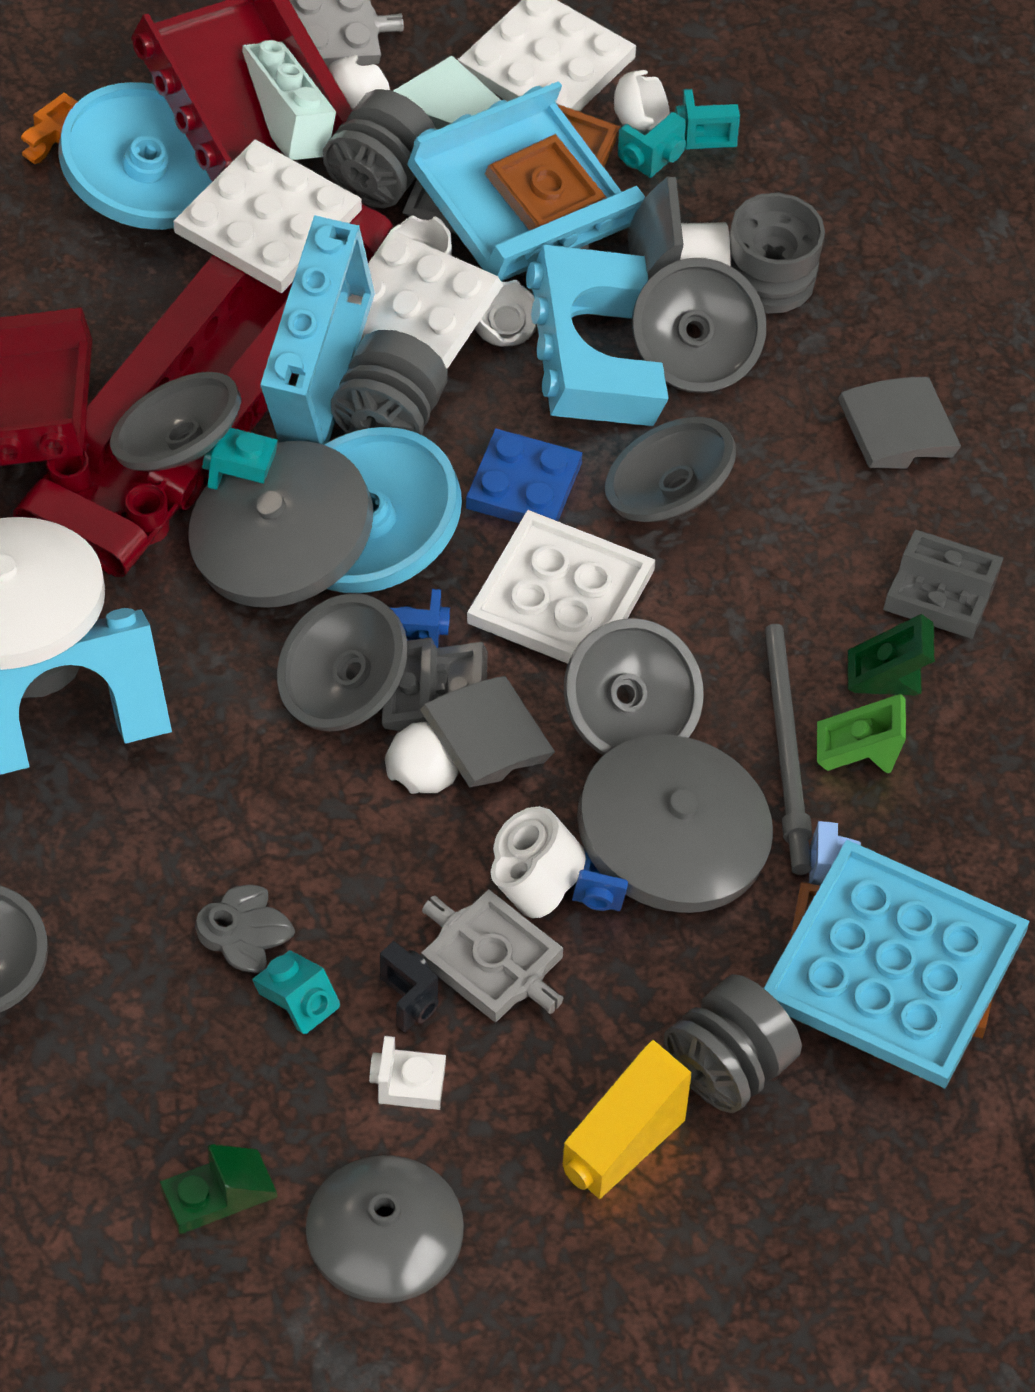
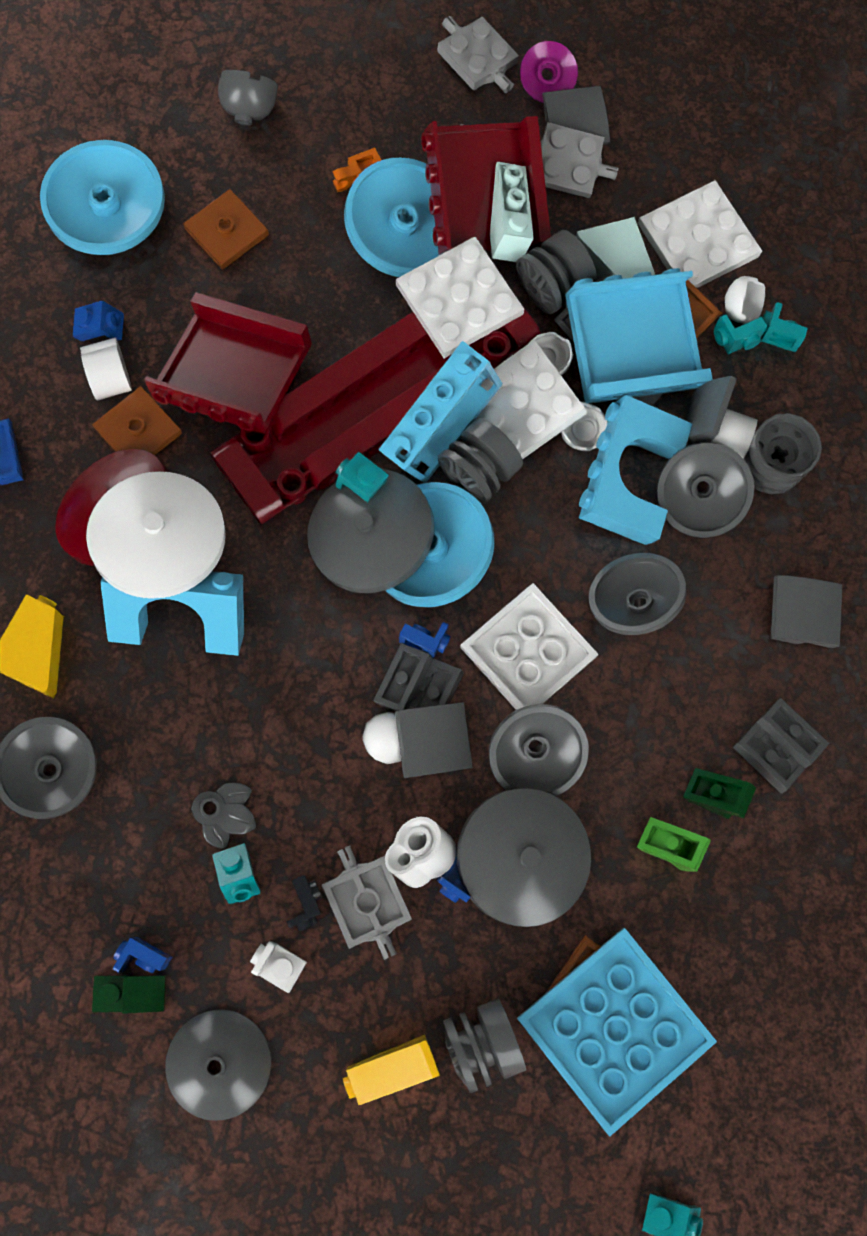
camera: 20 degrees right, 20 degrees up
(176, 422) = (327, 439): dark grey dish -> none
(217, 1125) = (147, 956): none -> blue bracket
(329, 650) = (349, 651): dark grey dish -> none
(357, 79) = (562, 215): white hair -> none
(523, 476) = (543, 554): blue plate -> none
(543, 182) = (650, 344): dark orange plate -> none
(796, 823) = (602, 887): dark grey bar -> none
(824, 850) = (611, 922): light blue tile -> none

